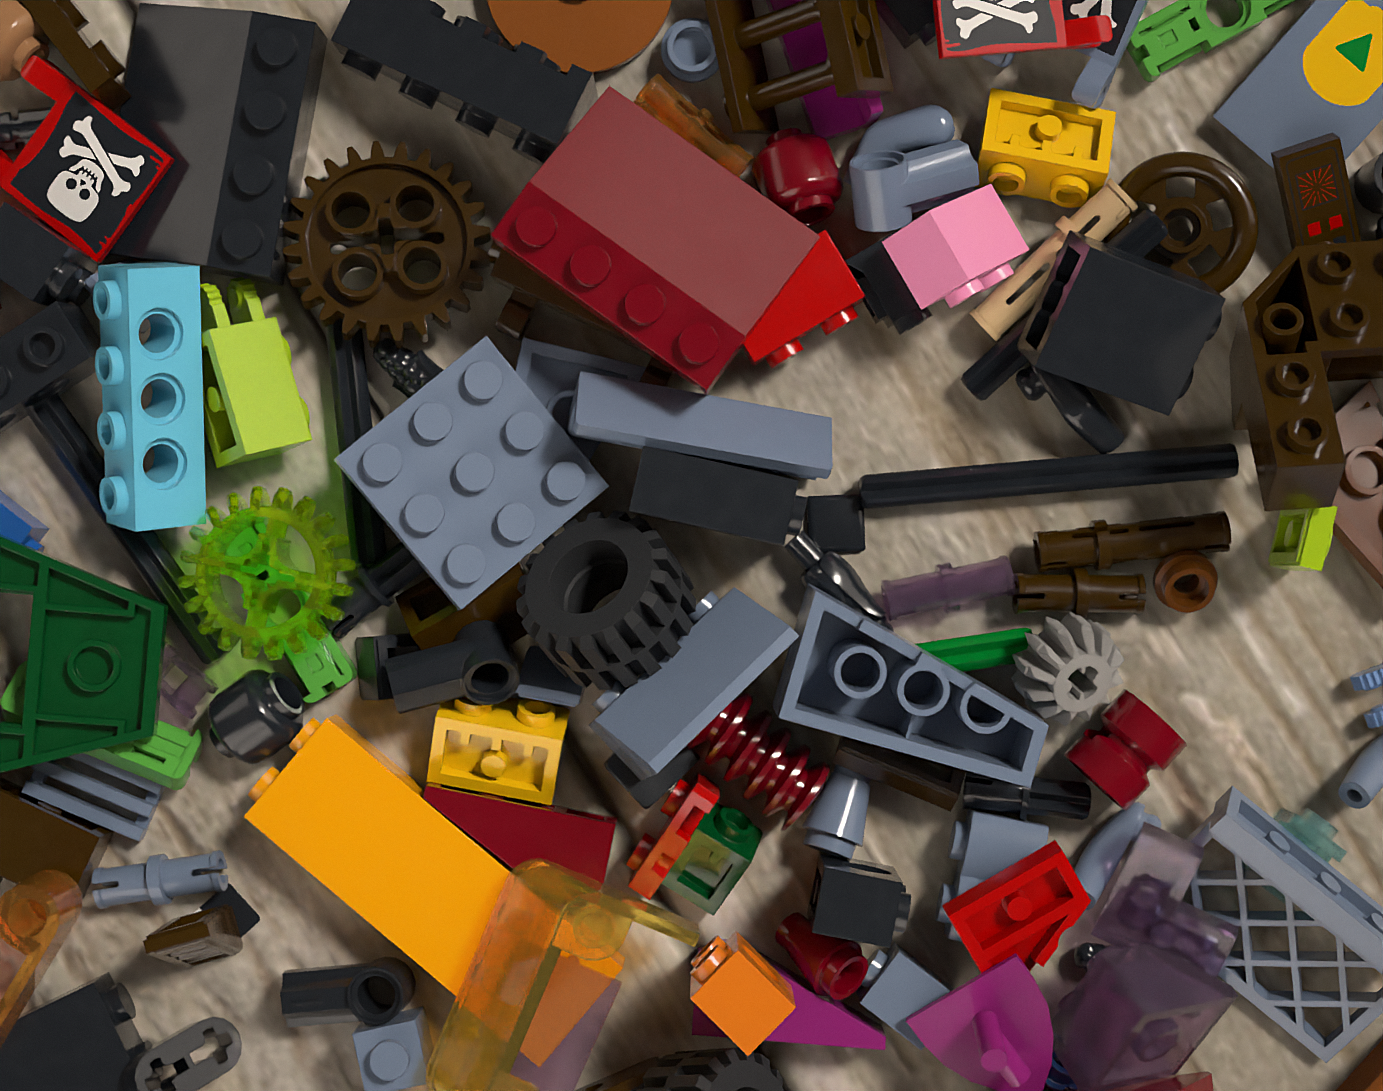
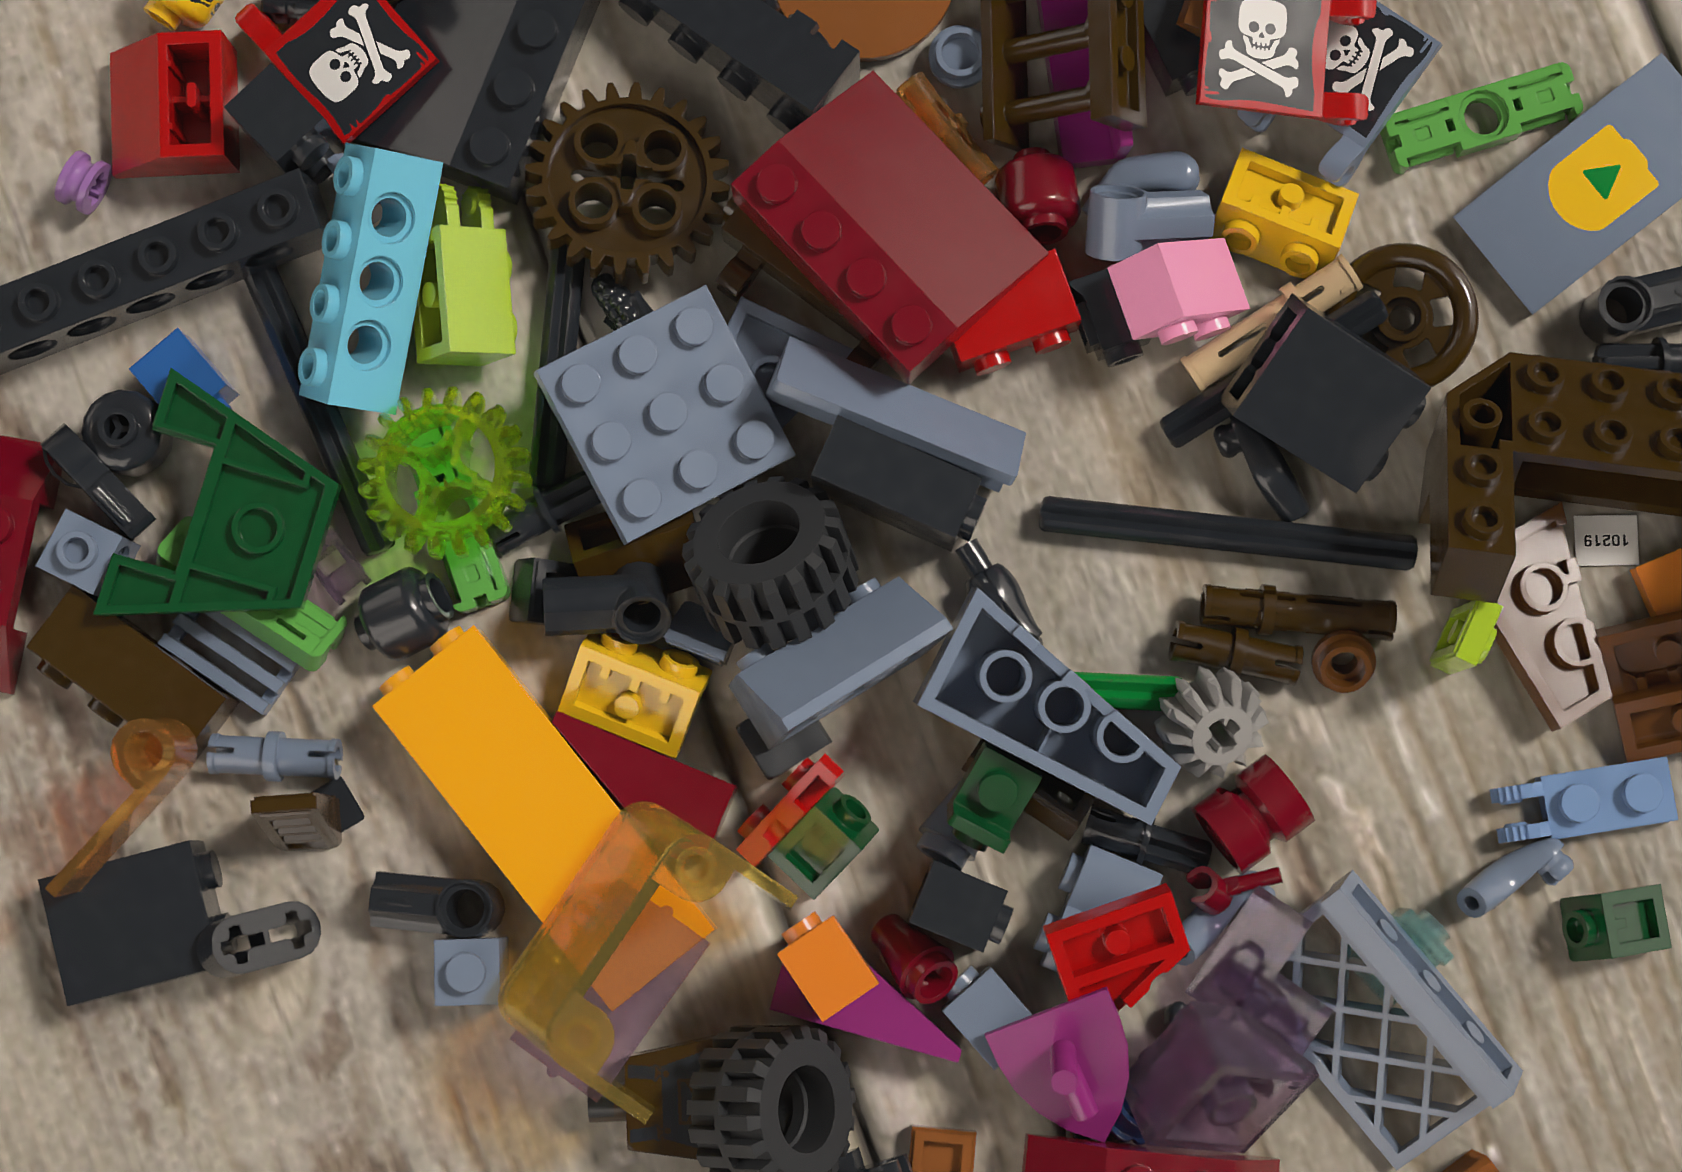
camera: 15 degrees right, 5 degrees down
(763, 759) = (890, 751): dark red piece -> none
(836, 522) = (1011, 539): black piece -> none
(867, 792) = (991, 798): none -> dark green bracket
(948, 587) = (1108, 622): clear purple pin -> none
(1112, 828) = (1223, 889): none -> dark red hand
(1316, 192) = (1539, 305): dark brown tile -> none

